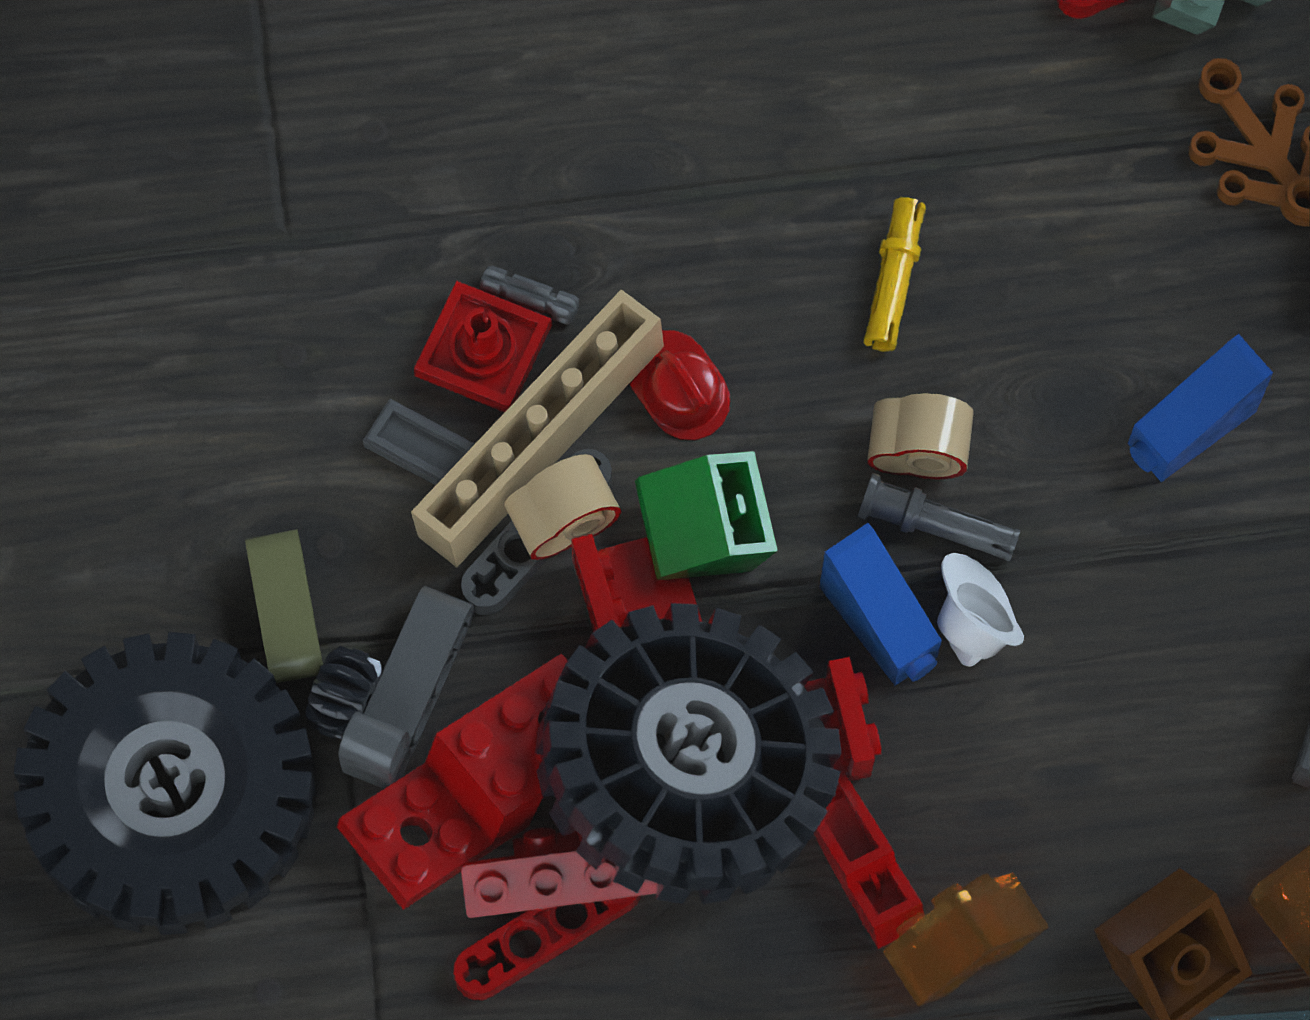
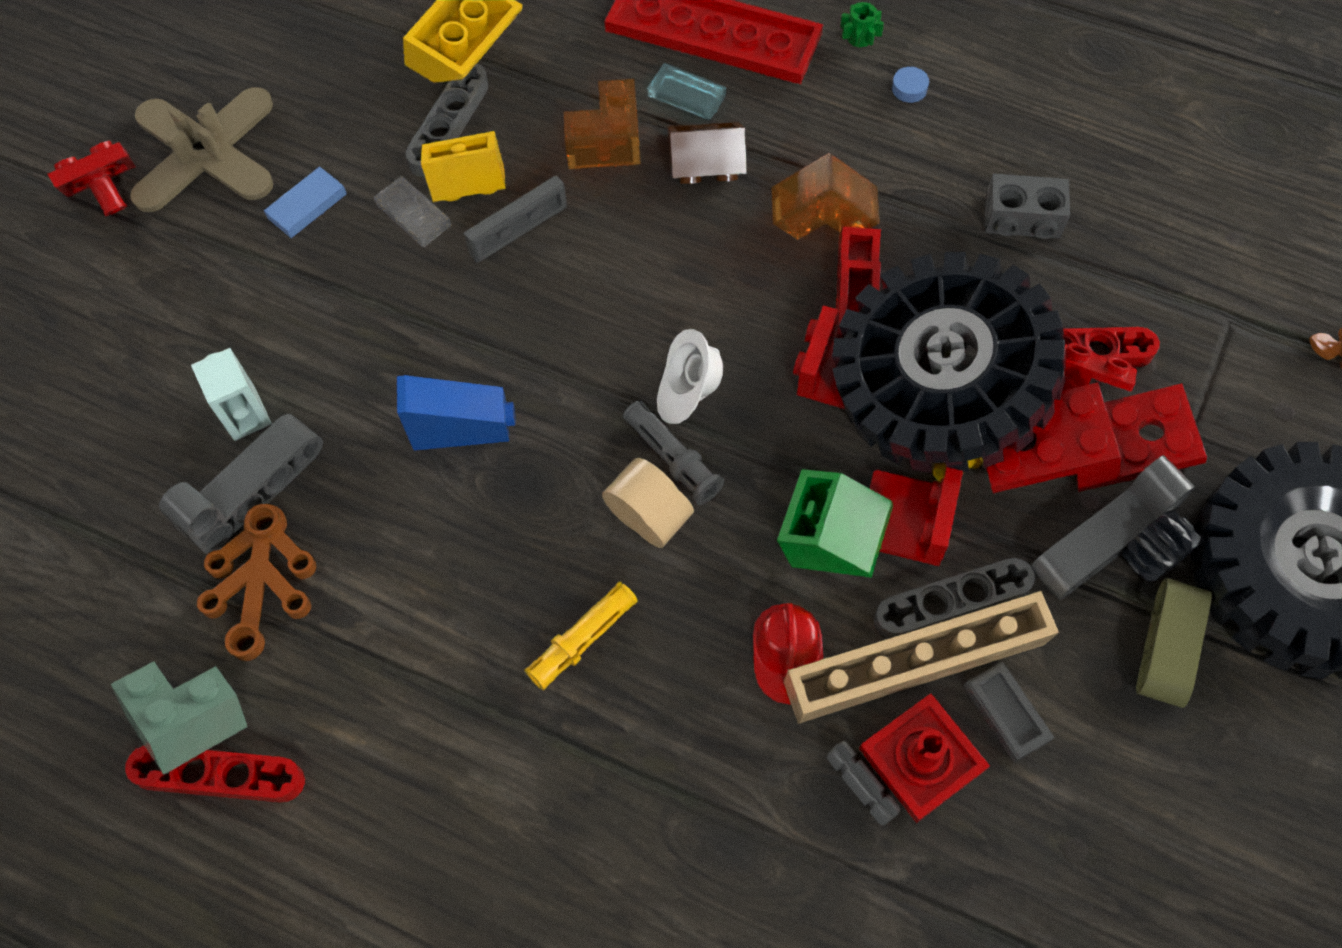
camera: 145 degrees left, 5 degrees down
(562, 505) = (938, 578): tan piece -> none
(879, 606) = (753, 411): blue slope -> none

